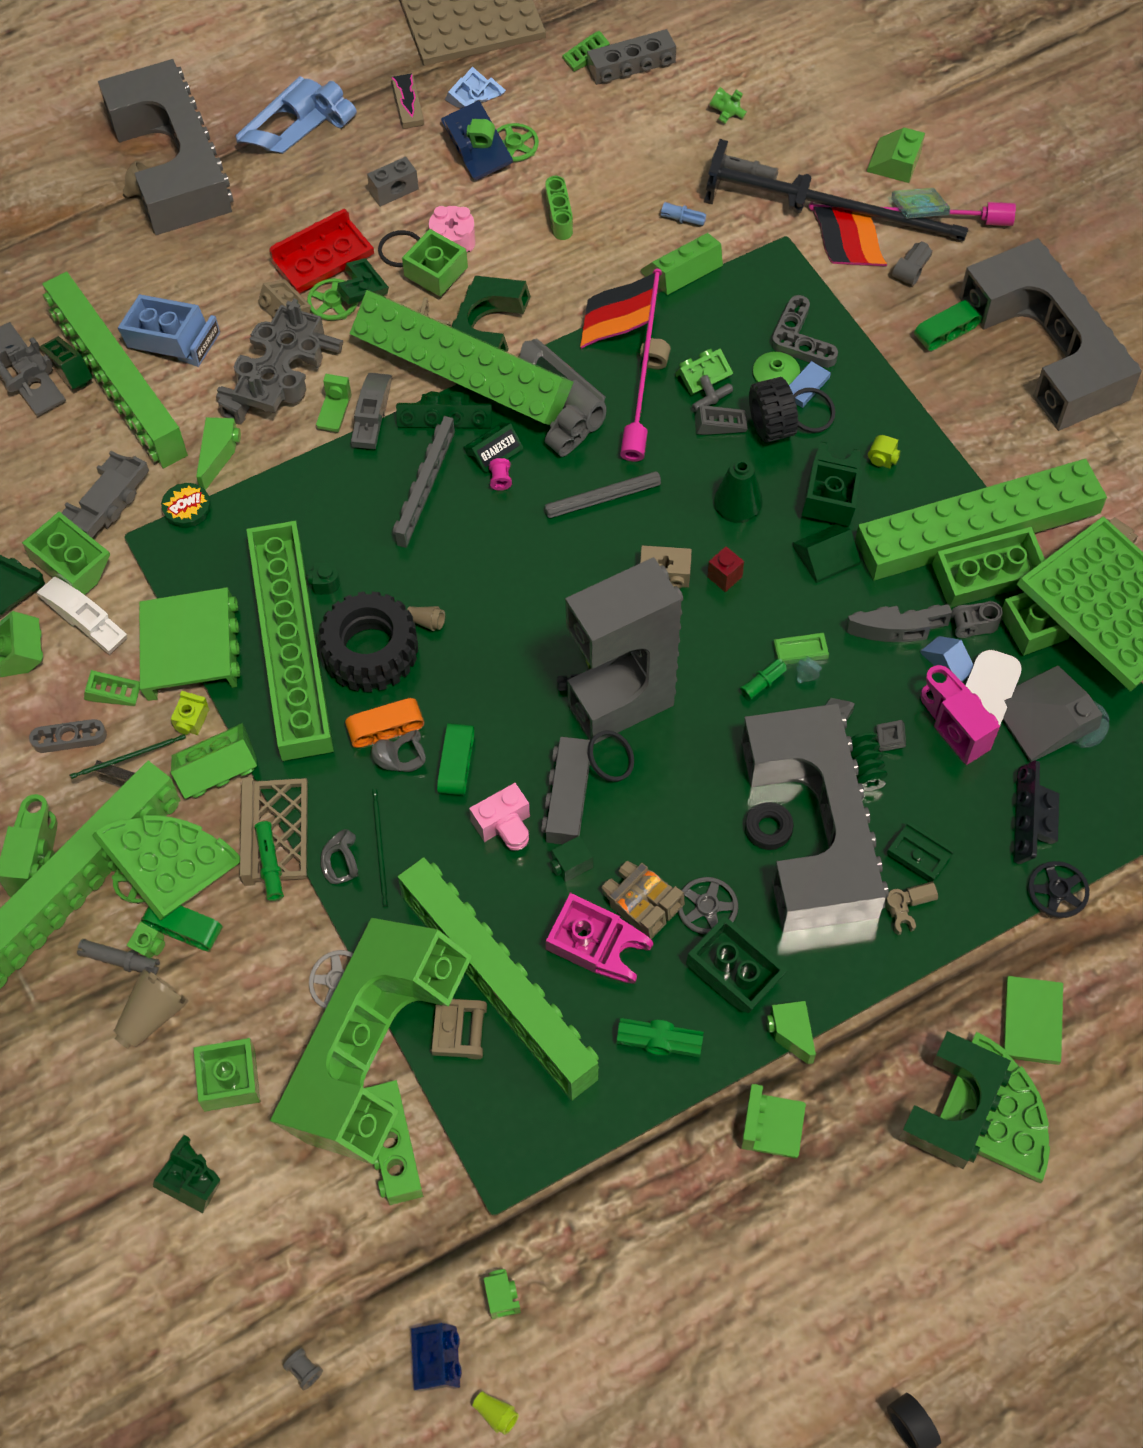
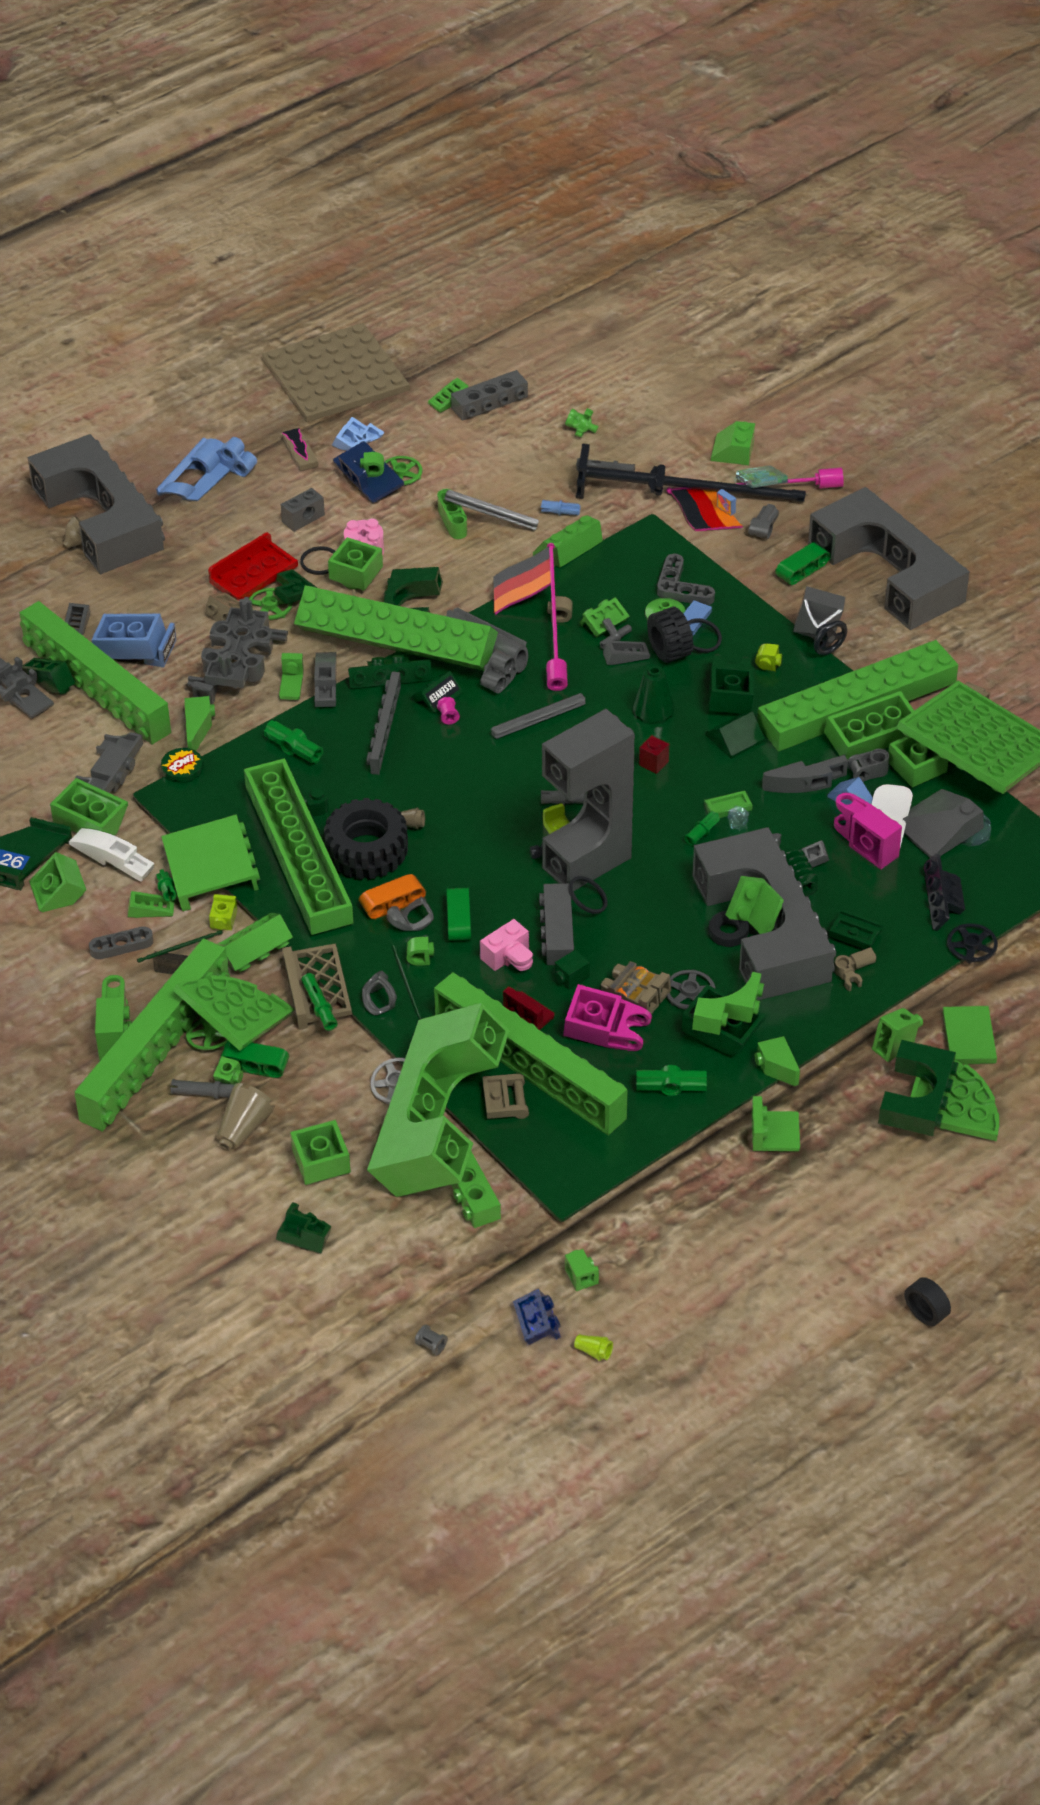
camera: 10 degrees left, 15 degrees down
(111, 281) = (81, 610): none -> dark grey slope
(132, 666) = (166, 885): none -> green axle
(316, 492) = (293, 742): none -> green piece
(400, 805) = (419, 951): none -> bright green plate
(505, 912) = (527, 1007): none -> dark red bracket
(603, 209) = (492, 510): none -> axle
(721, 966) = (741, 1005): none -> bright green arch
(807, 806) = (756, 903): none -> bright green bracket
(873, 232) = (726, 502): none -> medium blue tile
(944, 1009) = (894, 1028): none -> bright green torso
(953, 408) = (820, 617): none -> dark grey piece

